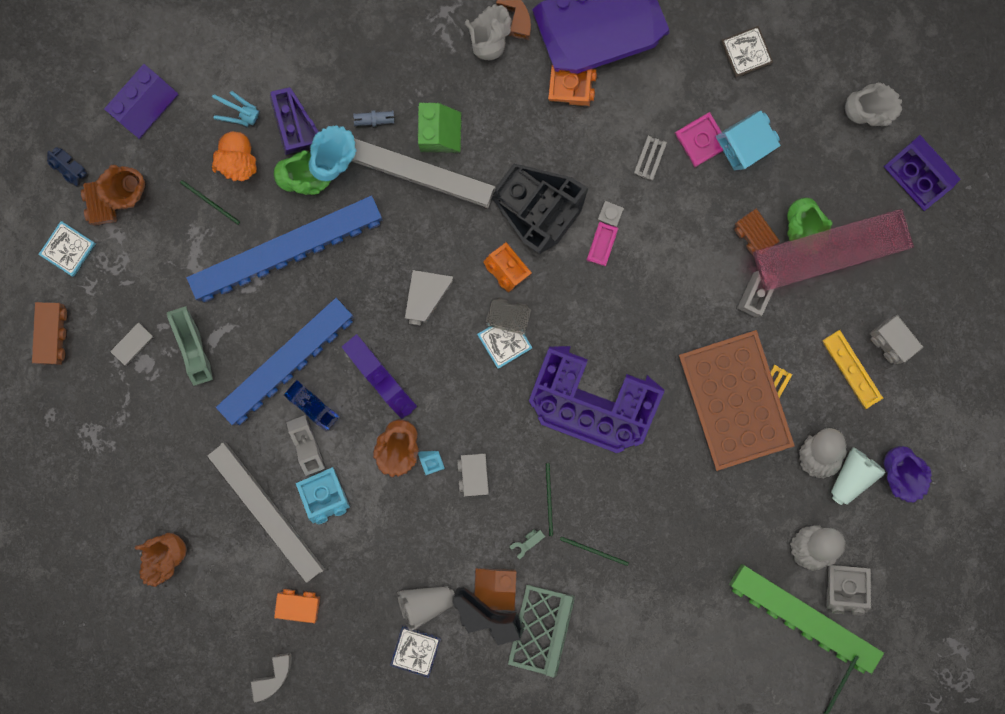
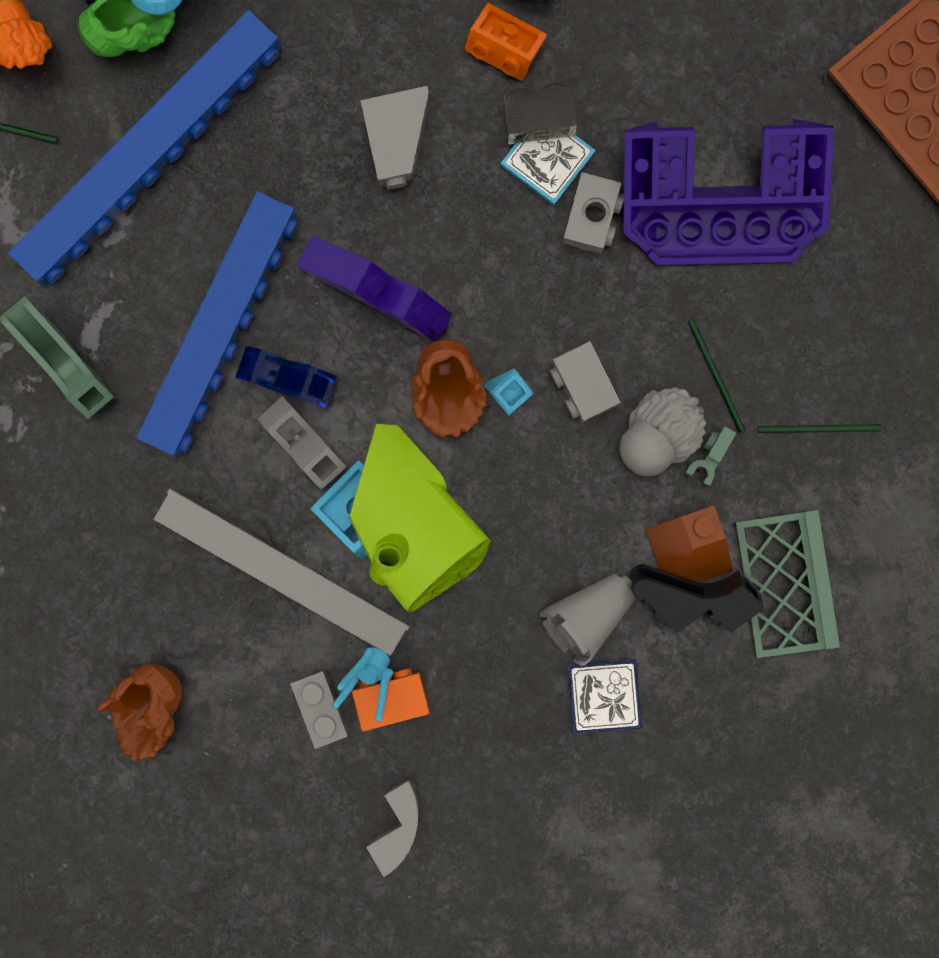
camera: 25 degrees left, 0 degrees up
(256, 595) = (315, 701): none -> light grey brick
(291, 586) = (369, 670): none -> medium azure plant
(347, 513) = (412, 522): none -> lime panel
(504, 519) = (662, 431): none -> light grey hair
(521, 371) = (599, 193): none -> light grey brick

